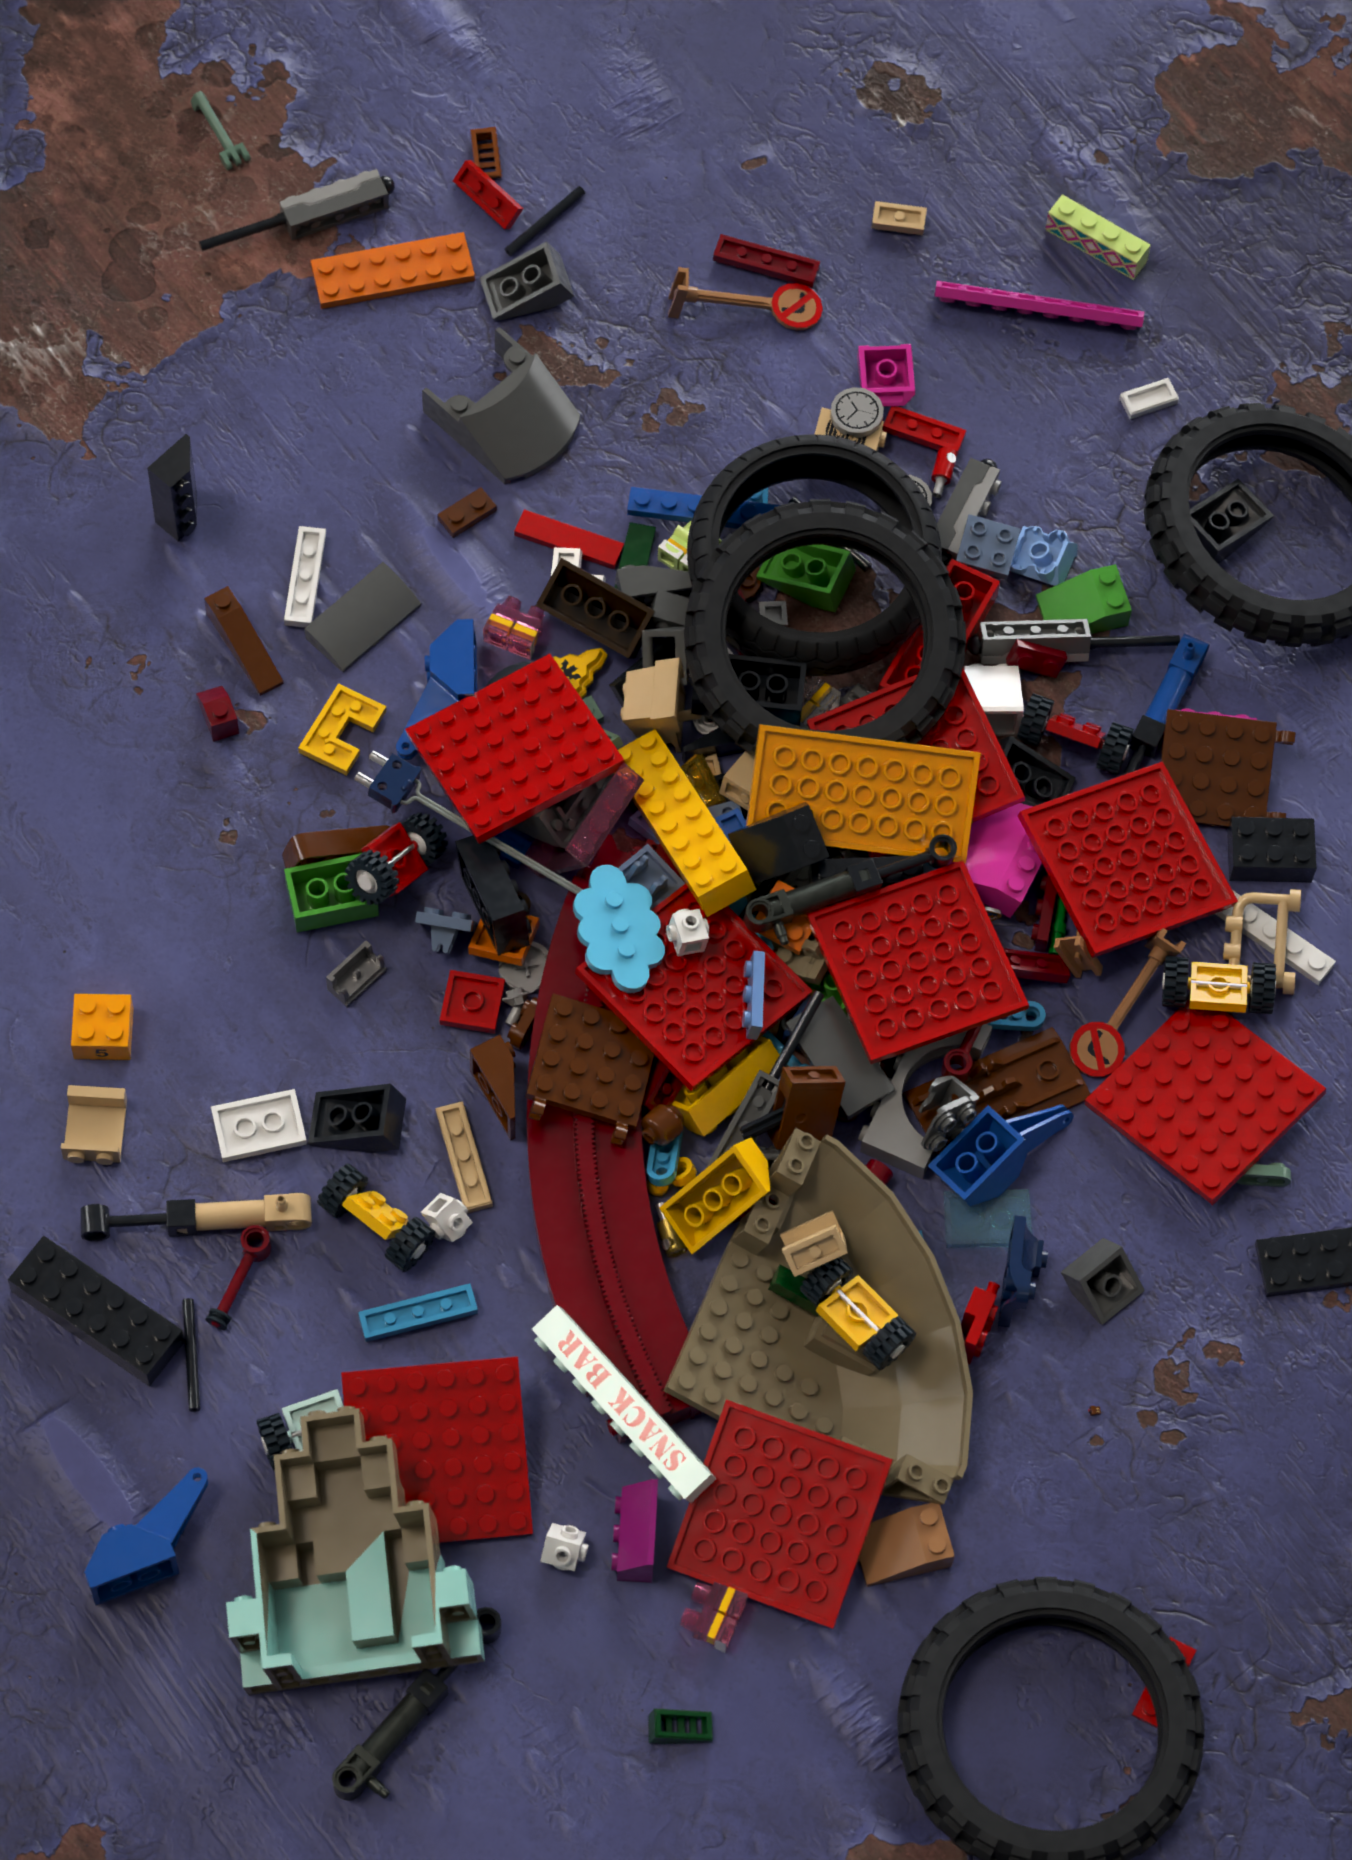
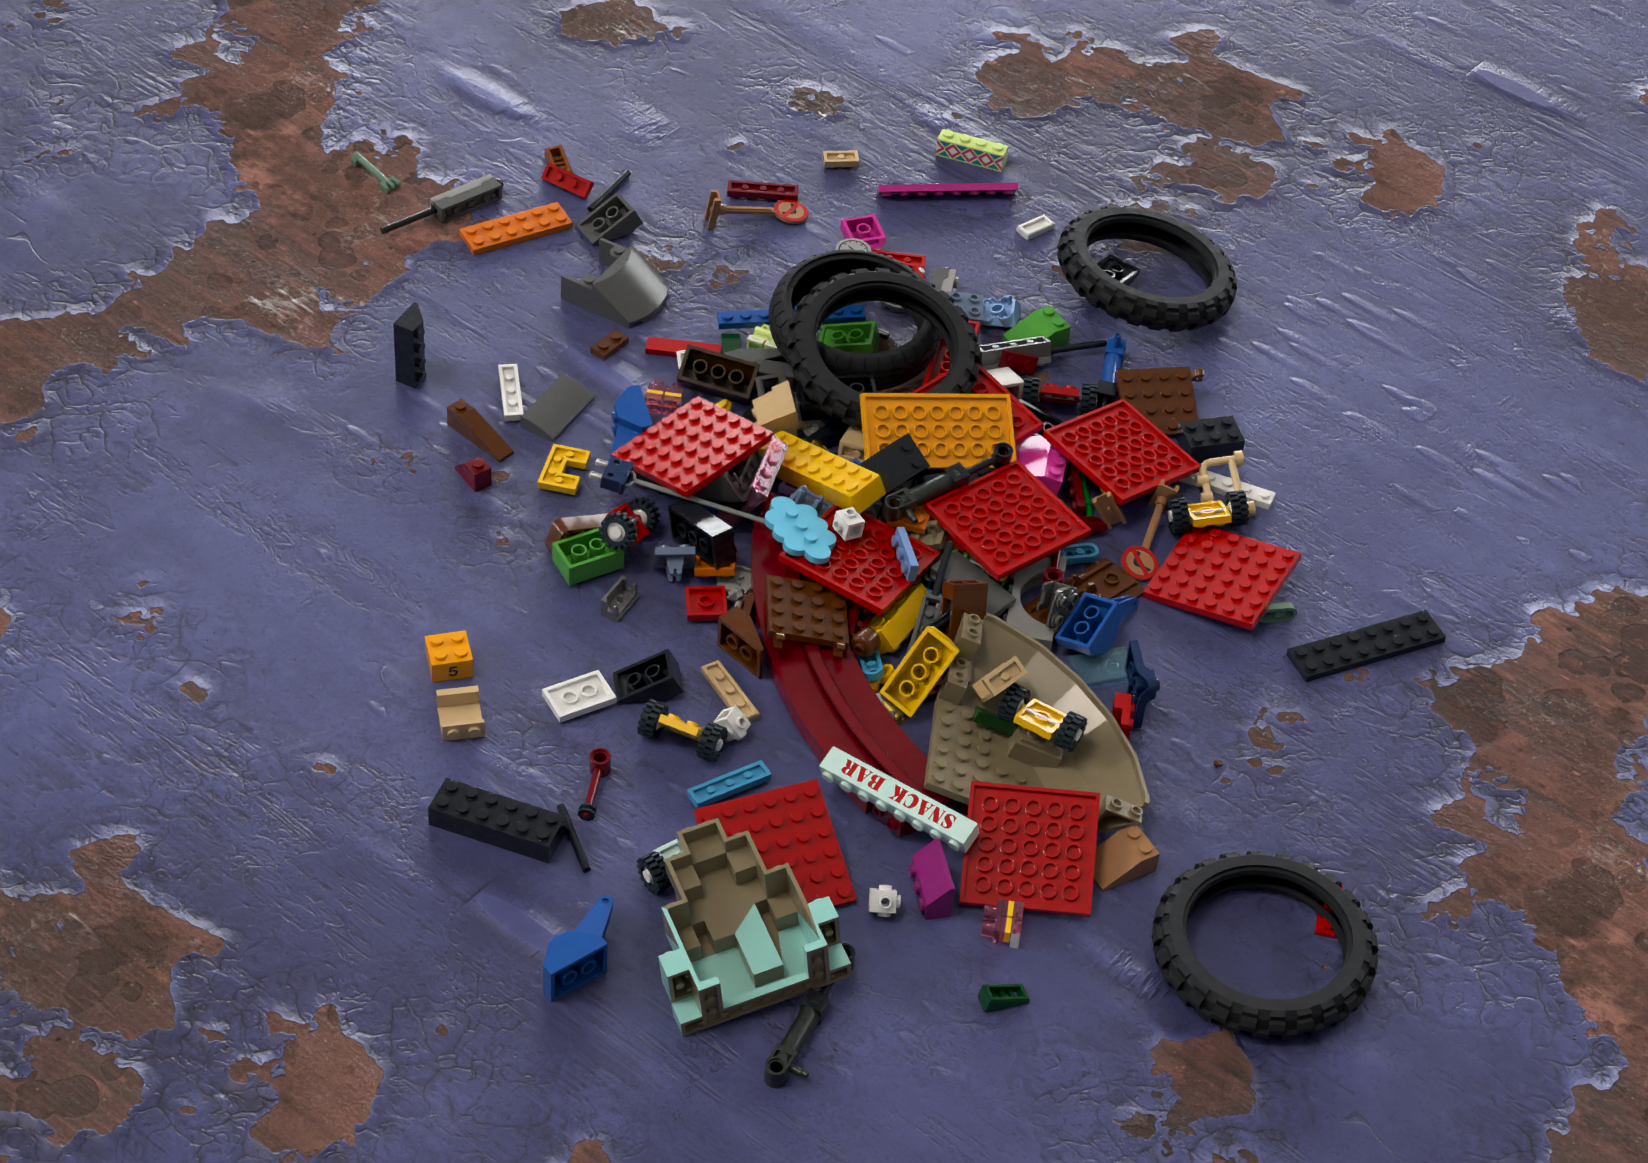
camera: 15 degrees left, 20 degrees down
(187, 1217) = (544, 756): piece -> none
(1103, 1280) = (1195, 686): dark grey slope -> none

